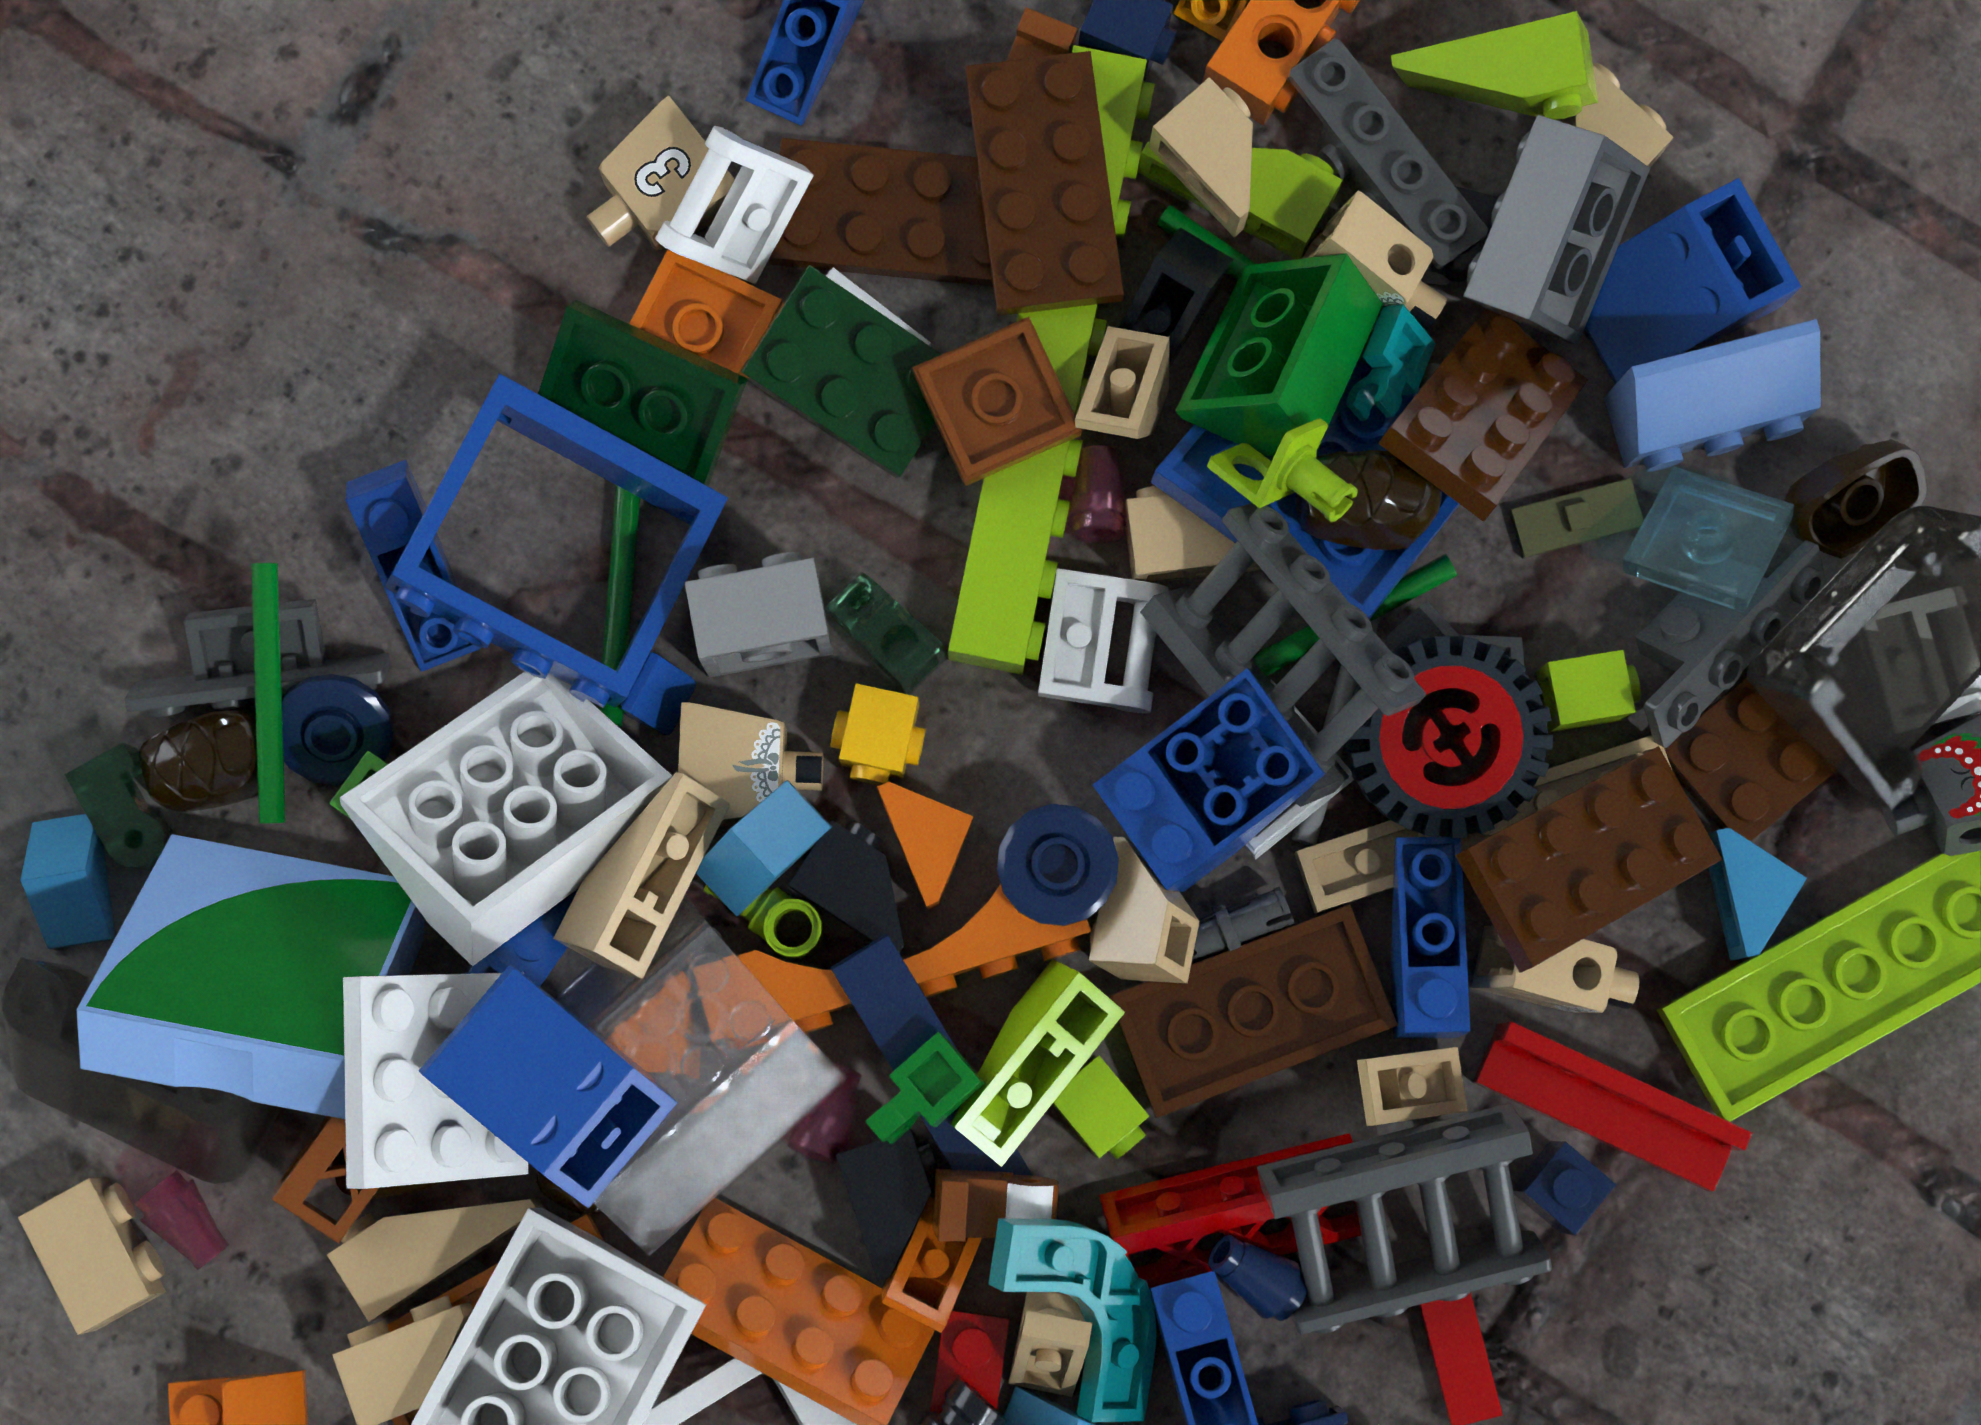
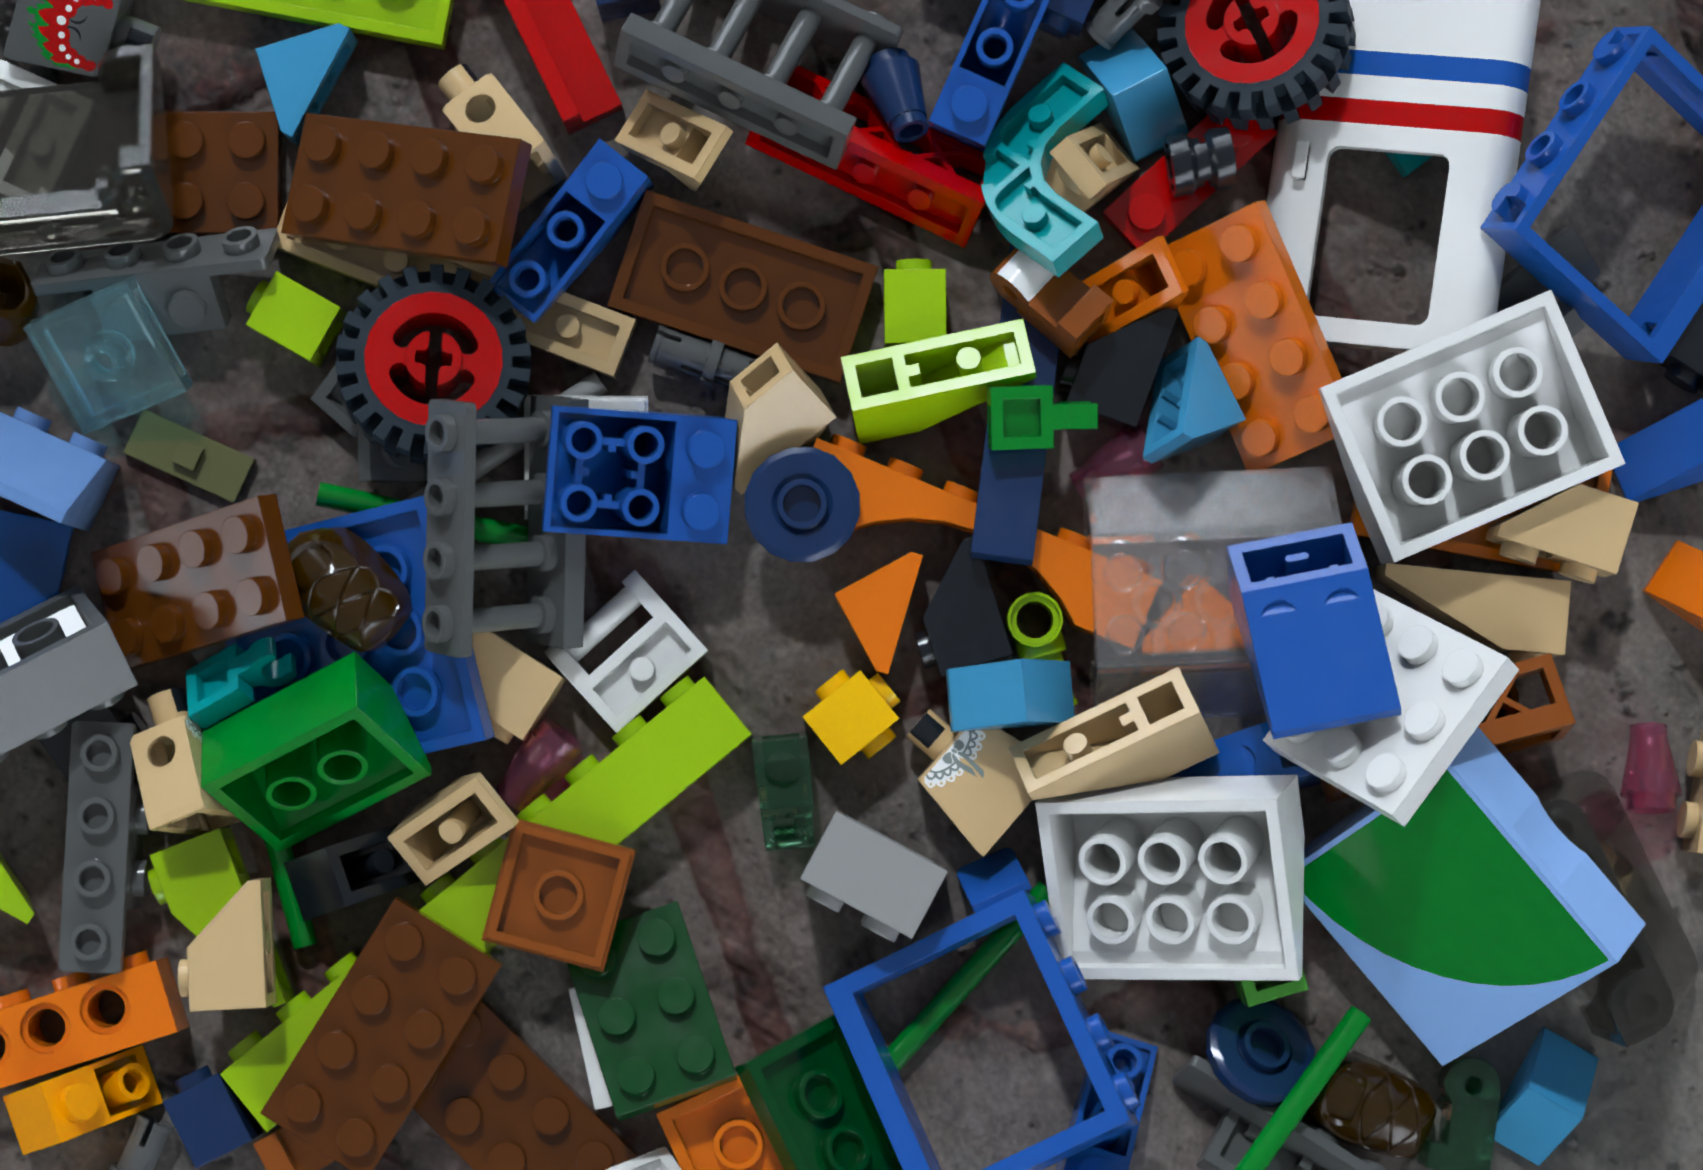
camera: 140 degrees left, 5 degrees up
(809, 1213) = (1189, 403): none -> dark azure slope
(1291, 471) = (386, 650): lime bracket -> none

